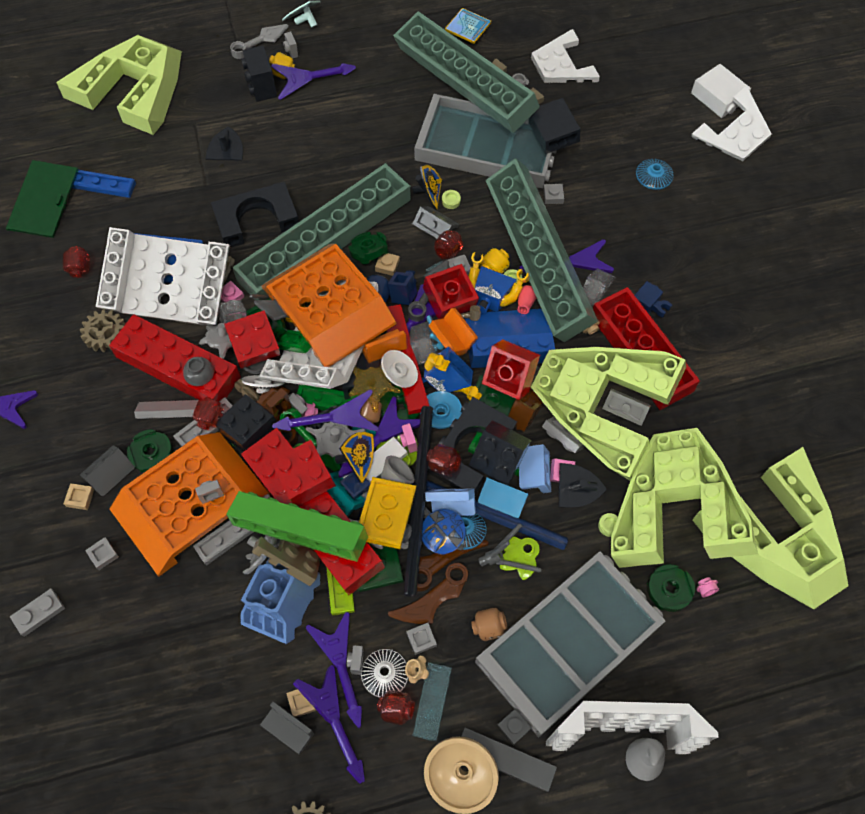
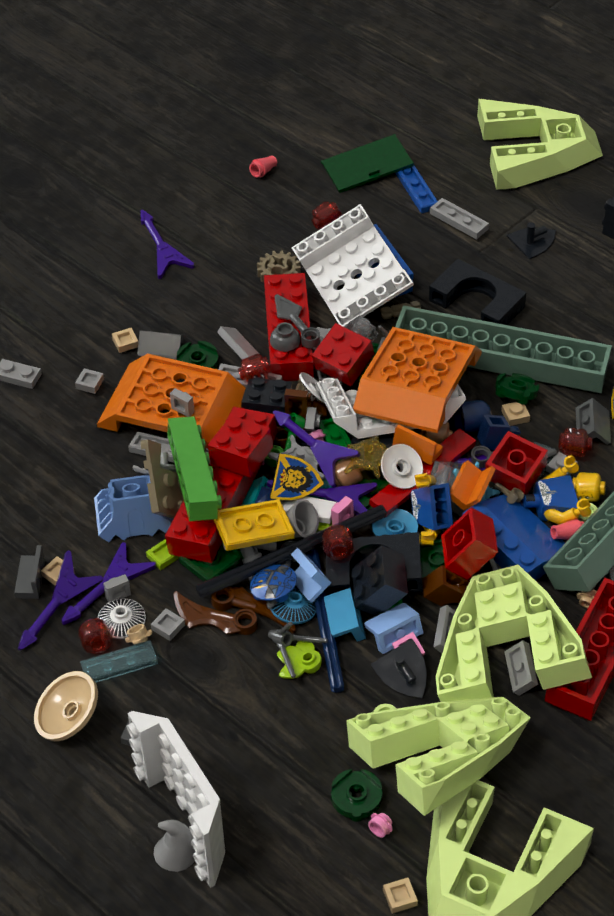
camera: 60 degrees right, 15 degrees down
(162, 176) = (459, 218): none -> light grey plate
(172, 349) = (289, 310): none -> dark grey piece
(231, 292) = (386, 322): bright pink plate -> none
(489, 624) = (215, 665): medium nougat head -> none
(516, 762) = (104, 744): dark grey tile -> none
(569, 642) = (254, 734): clear light blue window -> none
(776, 610) = (400, 895): none -> tan plate

